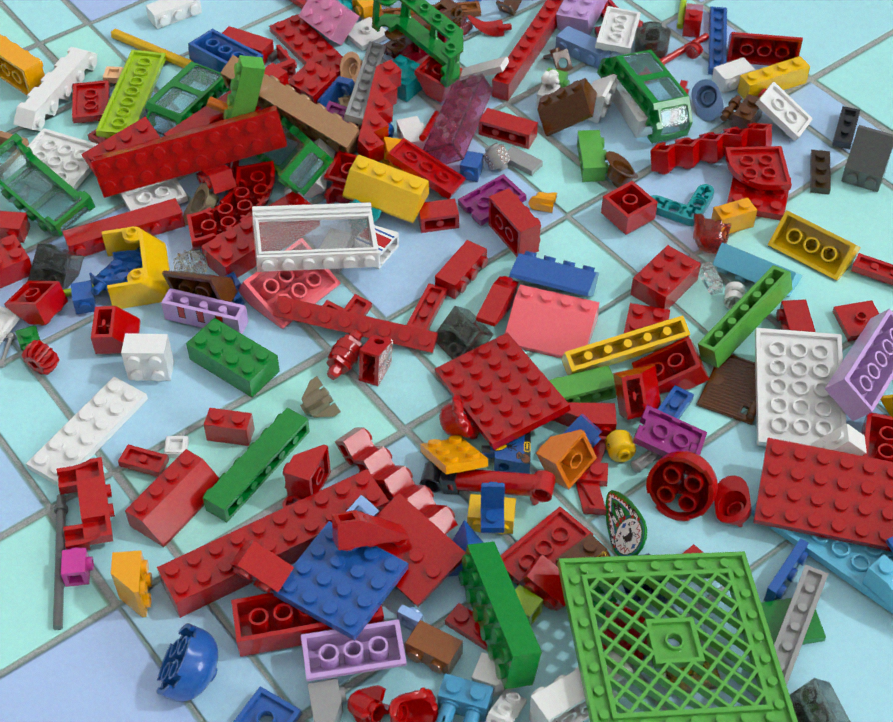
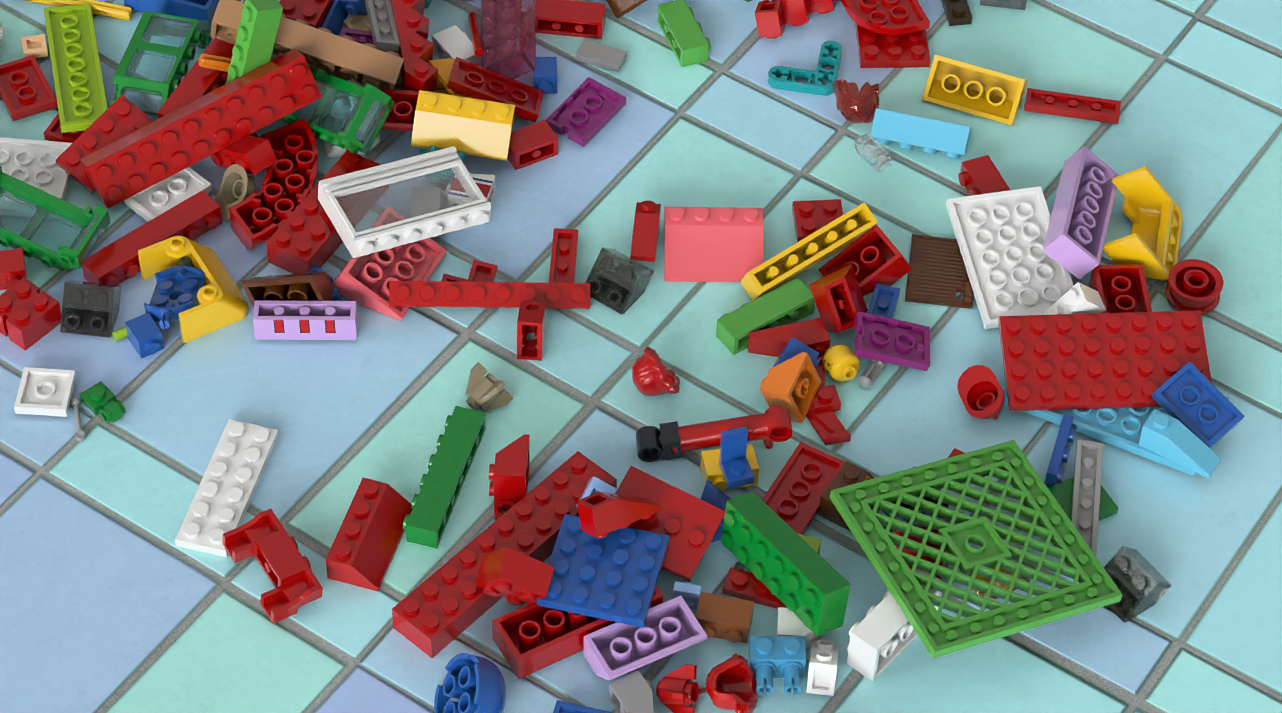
camera: 20 degrees left, 0 degrees up
(37, 301) = (93, 352): red slope -> none
(40, 357) = (132, 416): red gear -> none
(60, 510) = (242, 580): dark grey bar -> none
(76, 567) = (294, 633): dark pink brick -> none
(109, 328) = (205, 366): red slope -> none
(132, 580) = (368, 630): light orange slope -> none
(143, 460) = (312, 503): red plate -> none
(147, 357) = (265, 386): white brick -> none
(175, 445) = (340, 480): white tile -> none
(191, 262) = (256, 264): clear gear -> none
(229, 426) = (395, 443): red brick -> none
(233, 357) = (362, 364): green brick -> none
(335, 194) = (400, 143): red bracket -> none
(344, 354) = (492, 332): red piece -> none
(393, 479) = (554, 433): brick -> none
(453, 455) = (666, 413): light orange plate -> none
(462, 268) = (586, 202): red brick -> none
(497, 157) = (572, 57): light grey head -> none
(502, 390) = (692, 330): red plate -> none
(511, 456) = (724, 396): blue torso -> none
(514, 222) = (627, 135): red brick -> none
(543, 201) = (646, 101): light orange piece -> none
(544, 581) = (819, 520): red brick -> none
(555, 274) = (702, 187): blue slope -> none
(619, 170) = (724, 44): reddish brown piece -> none
(625, 525) = (876, 444): shield -> none
(629, 207) = (752, 88): red brick -> none
(665, 278) = (823, 164): red brick -> none
(685, 475) = (941, 391): red cylinder -> none
(733, 293) = (906, 167): white wheel -> none
(738, 213) = (879, 69): light orange brick -> none
(745, 316) = (929, 188): bright green brick -> none
(854, 317) = (1045, 164): red plate -> none

